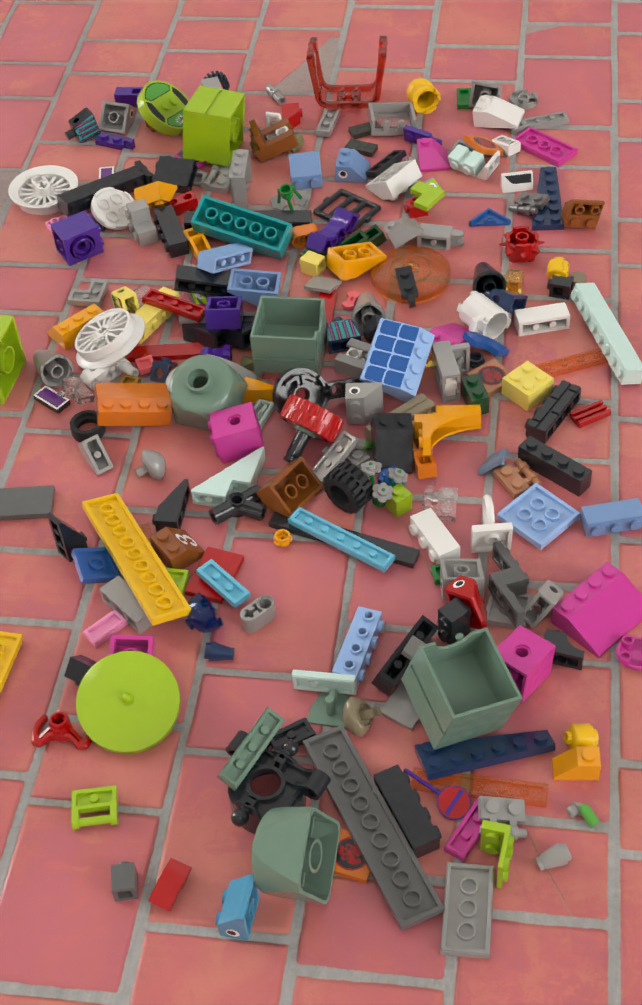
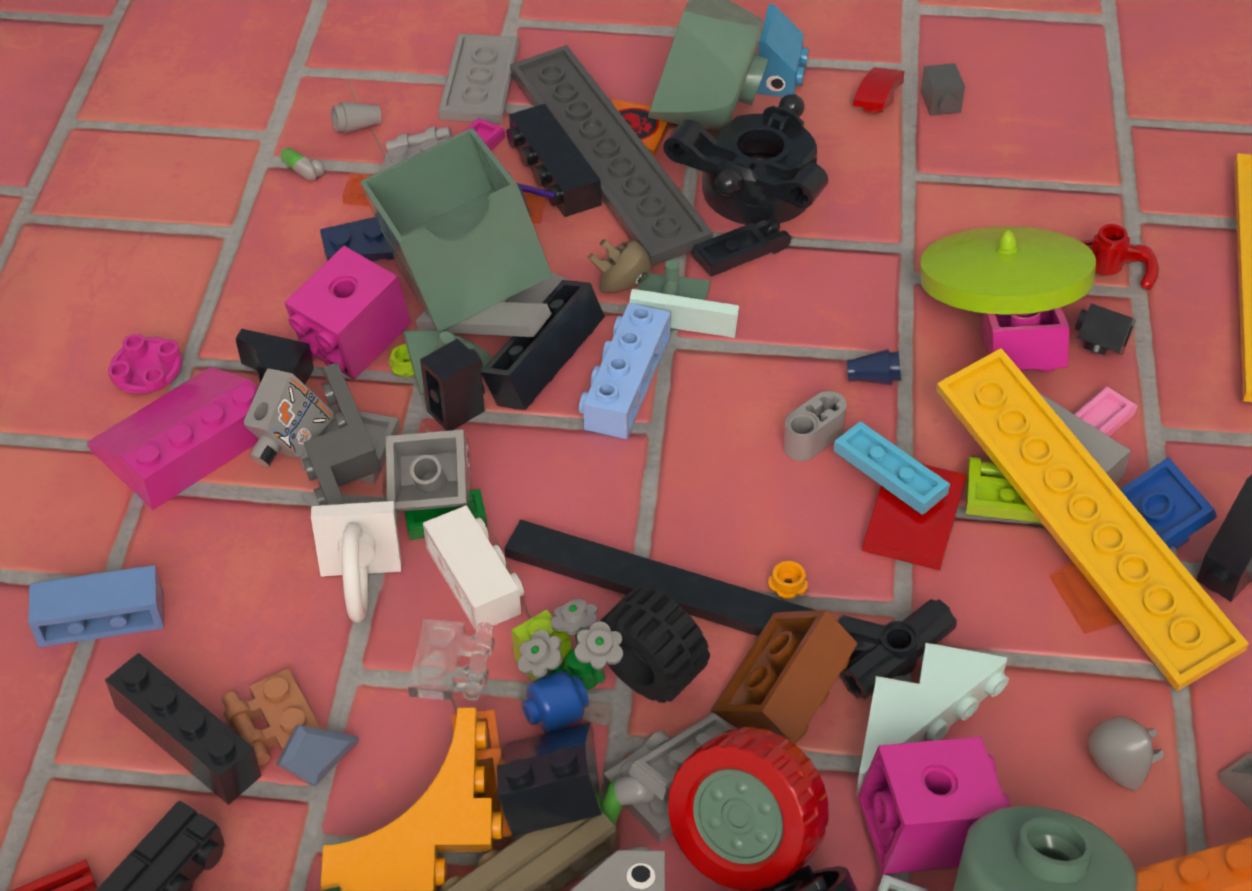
camera: 175 degrees right, 0 degrees up
(94, 800) = (1016, 170): lime plate -> none
(172, 509) = (1039, 633): black slope -> none
(176, 548) = (1004, 554): dark orange slope -> none
(202, 615) = (913, 413): clear blue cylinder -> none
(251, 748) = (786, 168): sand green tile -> none
(341, 539) = (667, 564): medium azure tile -> none
(467, 591) = (423, 398): red slope -> none
(495, 840) = (428, 100): lime bracket -> none
(538, 516) = (249, 618): light blue plate -> none
(577, 764) = (290, 209): light orange slope -> none
(581, 735) = (277, 241): yellow head -> none

